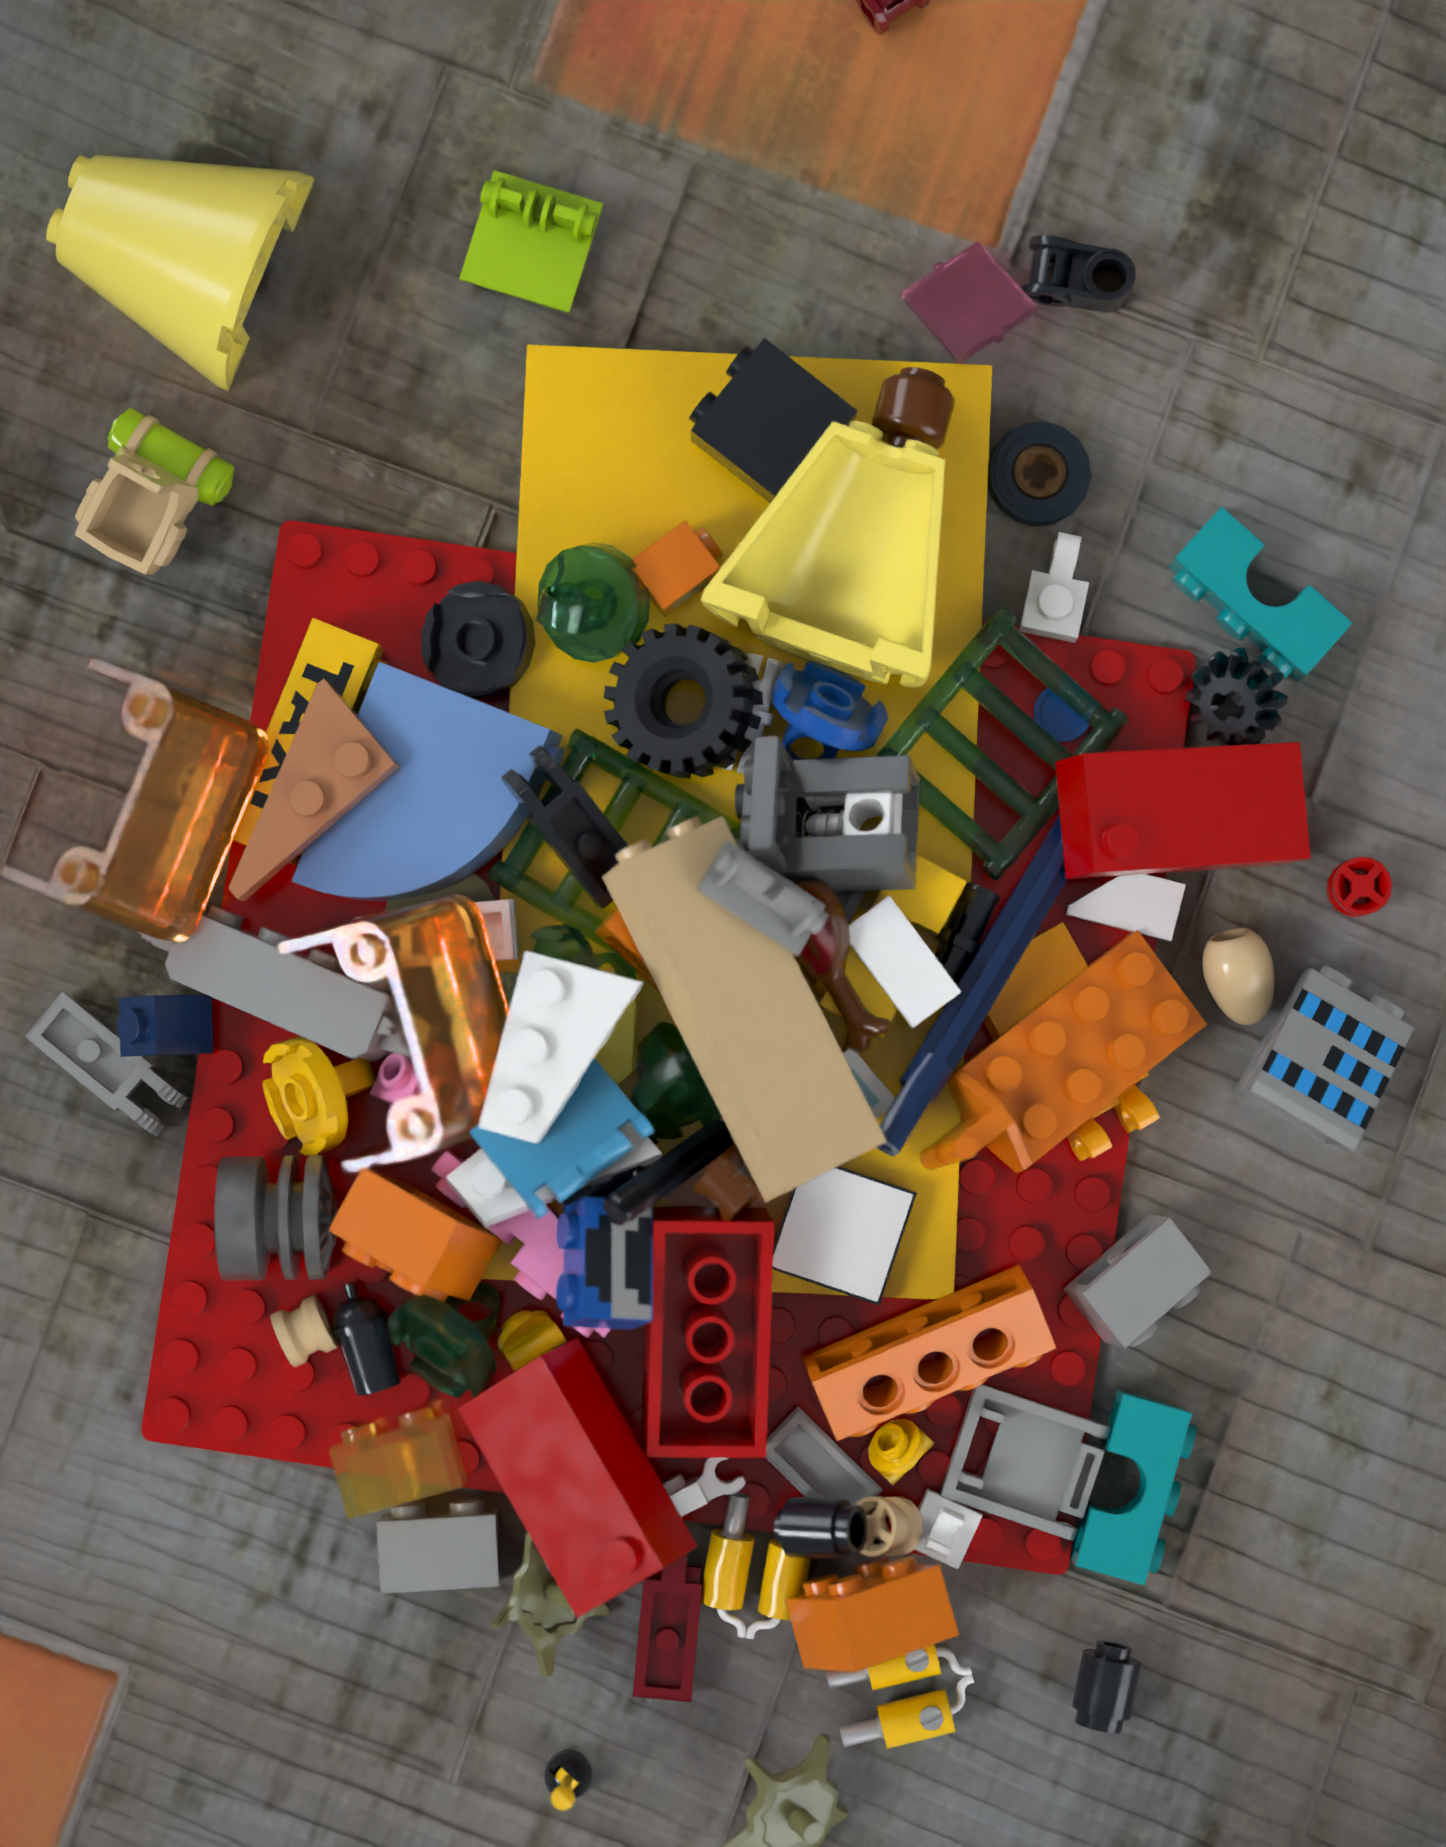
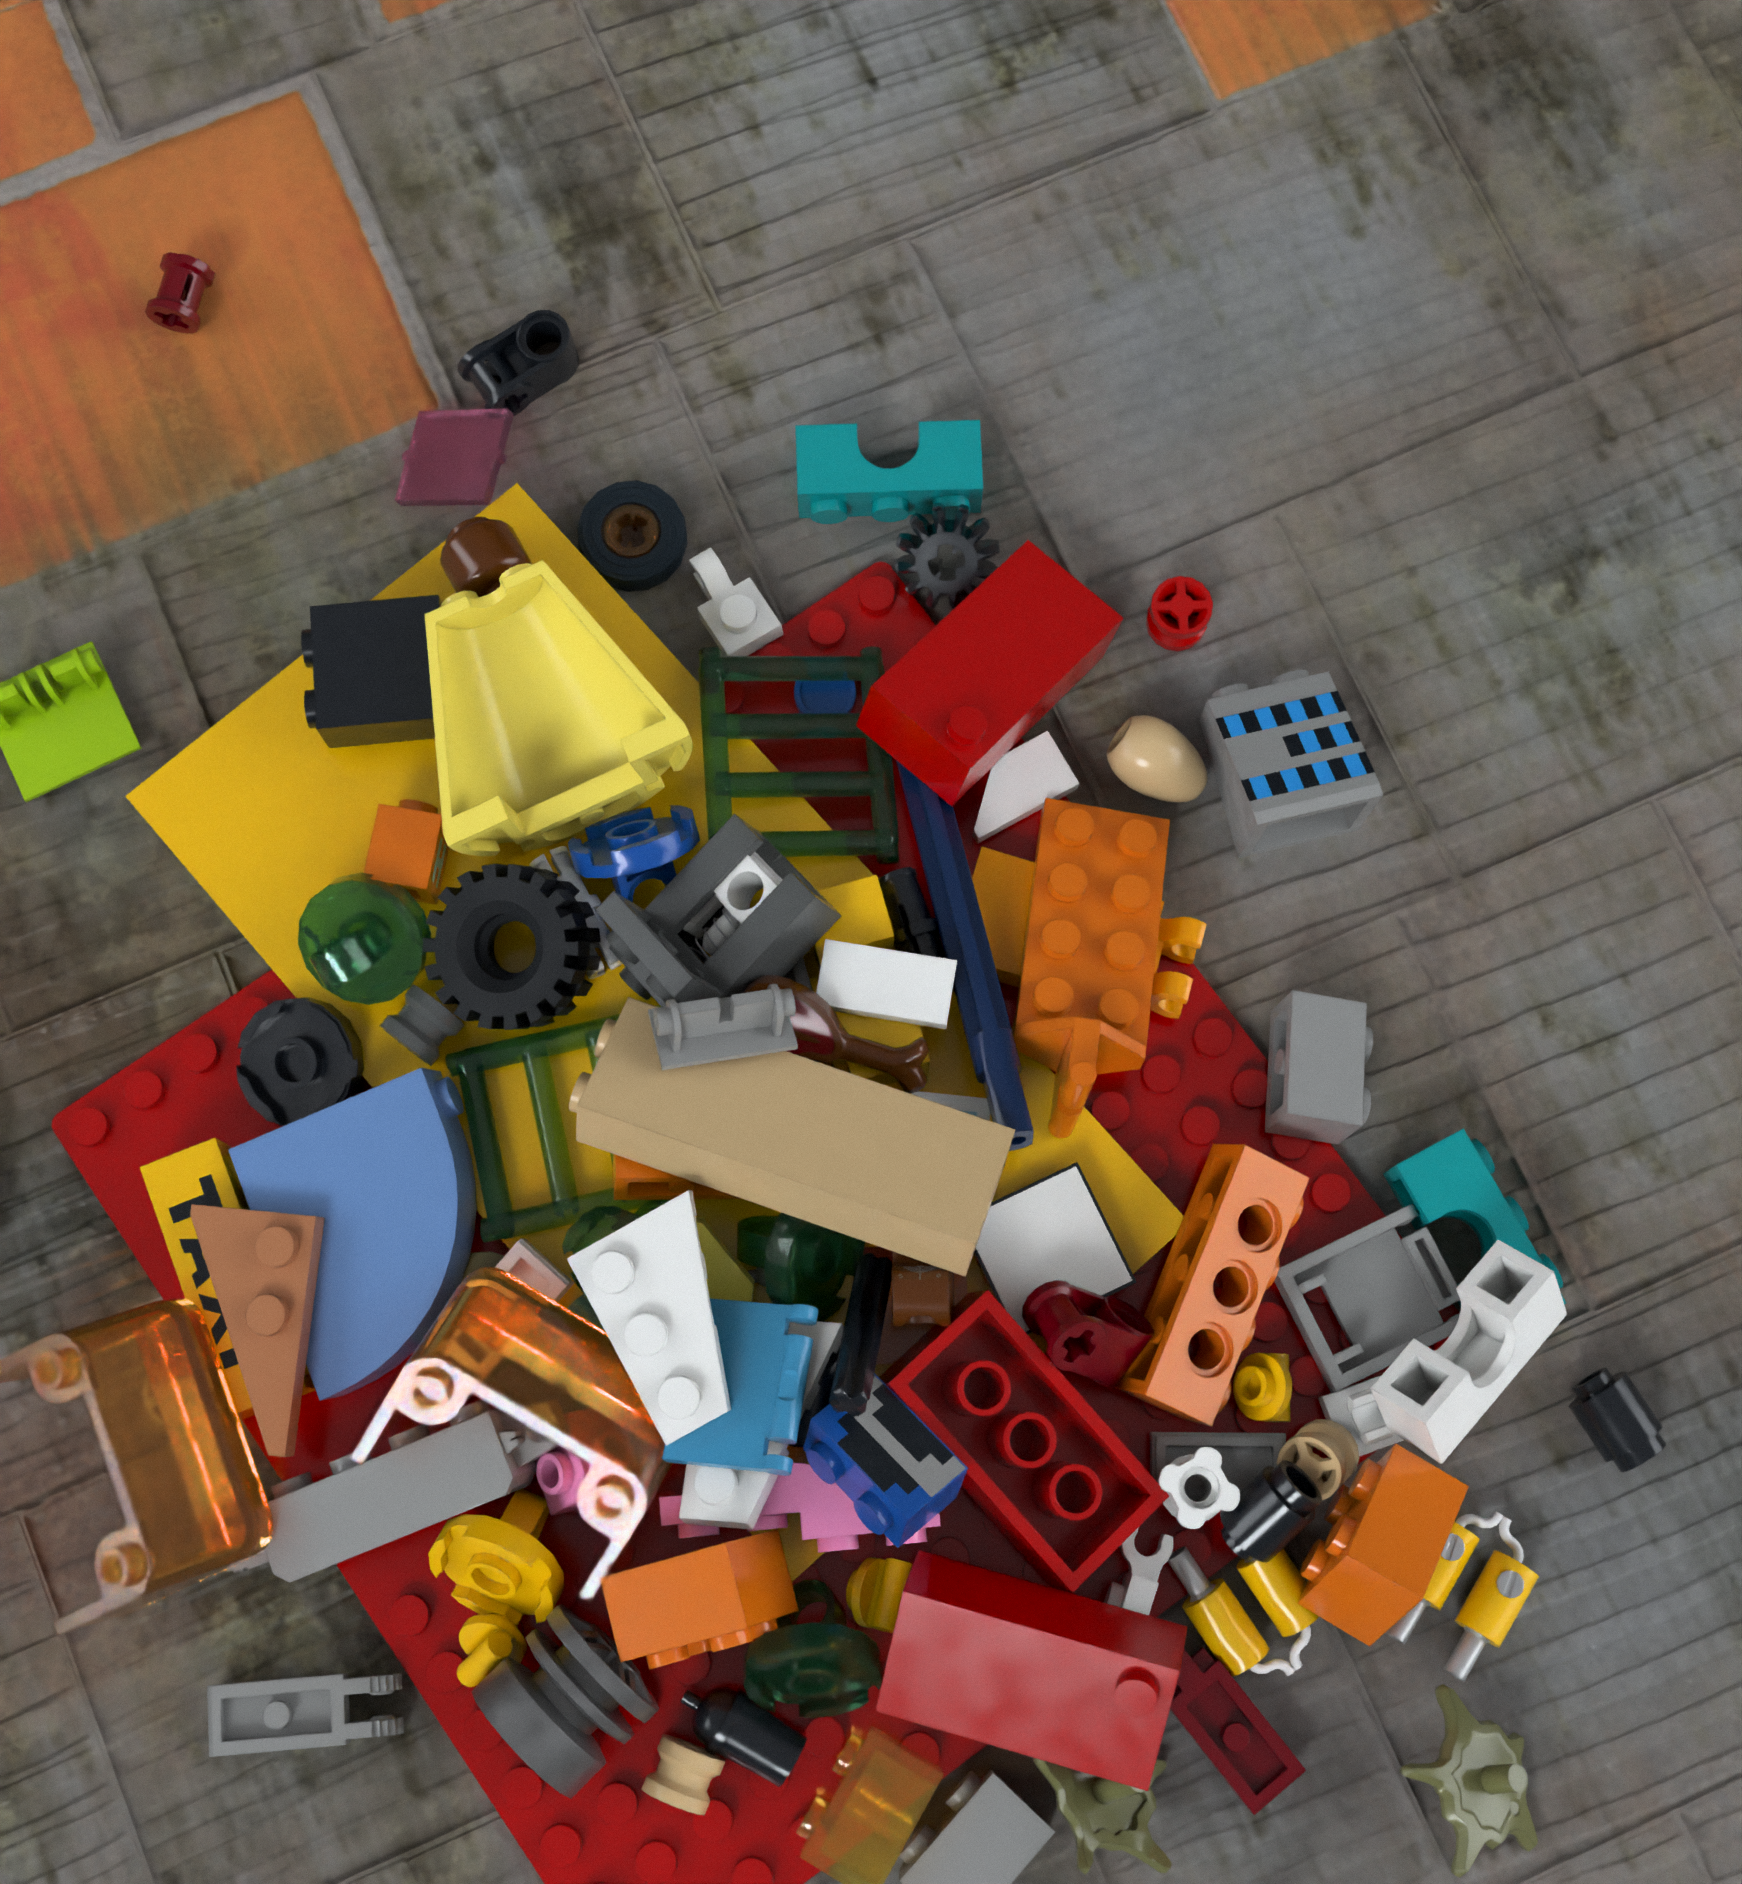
camera: 45 degrees left, 10 degrees down
(165, 1025) = (323, 1628): dark blue brick -> none
(257, 1135) = (487, 1642): none -> yellow plate
(570, 825) = (510, 1129): black hinge -> none
(577, 695) = (422, 1025): none -> dark grey wheel
(798, 1486) = (1218, 1492): none -> white brick
(816, 1306) = (1087, 1331): none -> dark red piece
(1086, 1557) = (1503, 1320): none -> white arch

